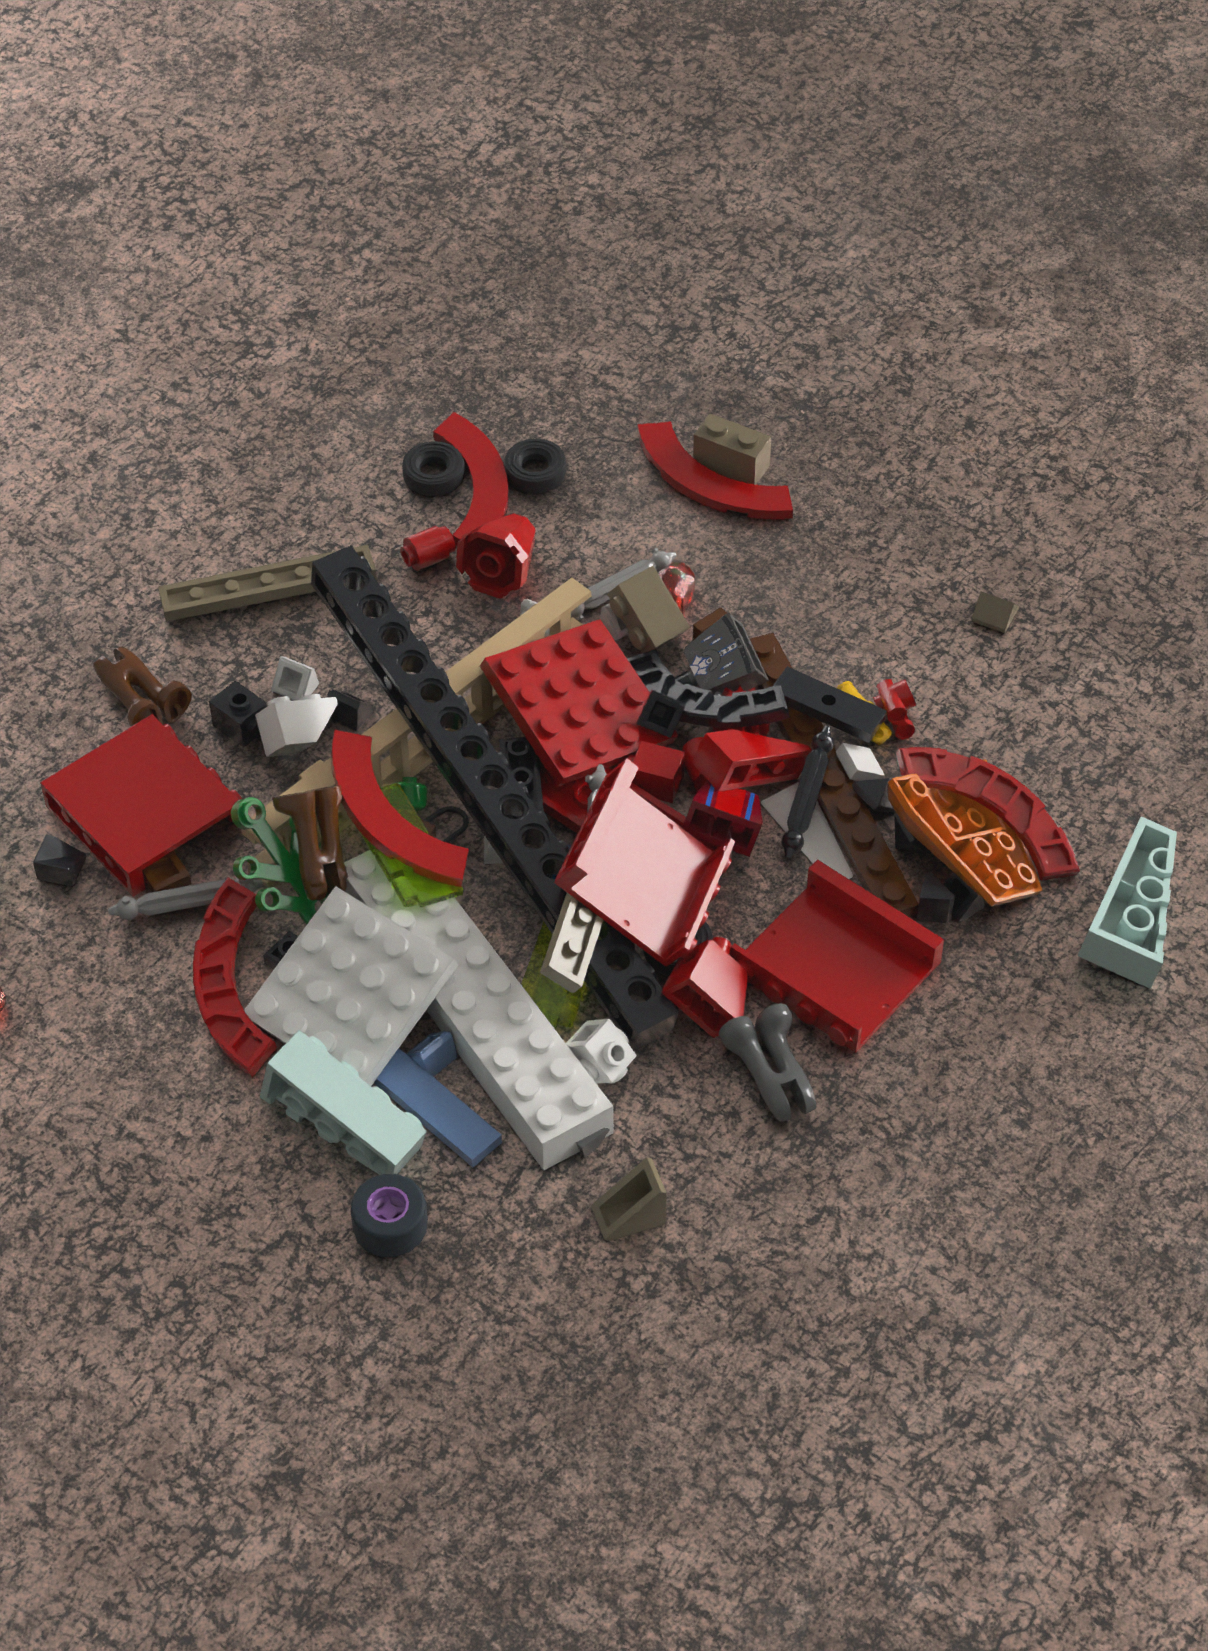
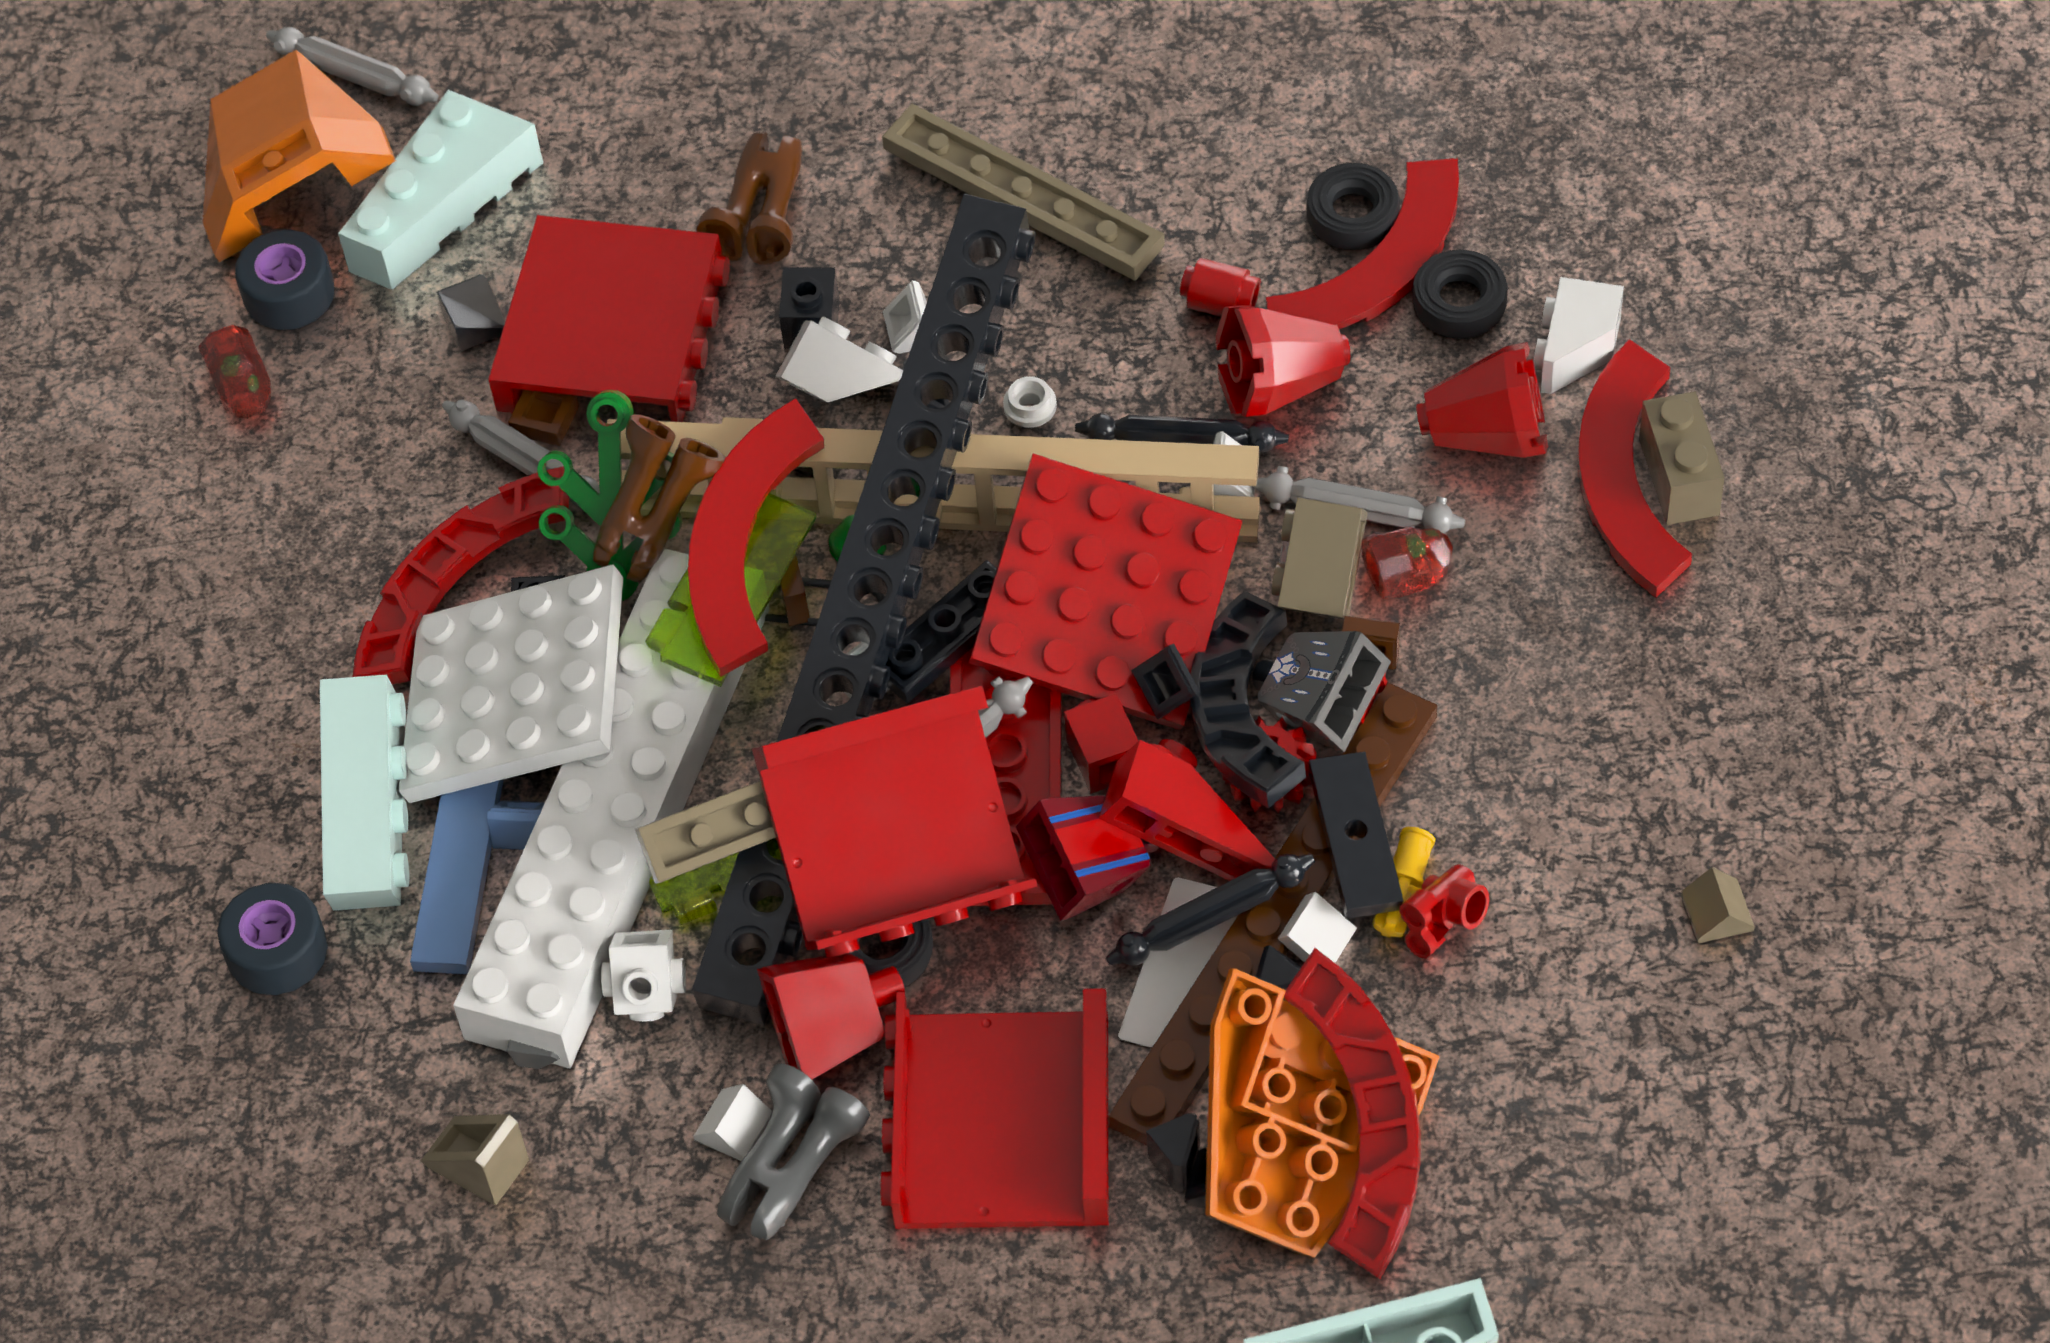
camera: 55 degrees right, 5 degrees up
(492, 623) = (1180, 430): none -> black wheel
(611, 435) = (1581, 331): none -> white slope
(626, 491) = (1488, 407): none -> red cone
(723, 1078) = (734, 1122): none -> white slope

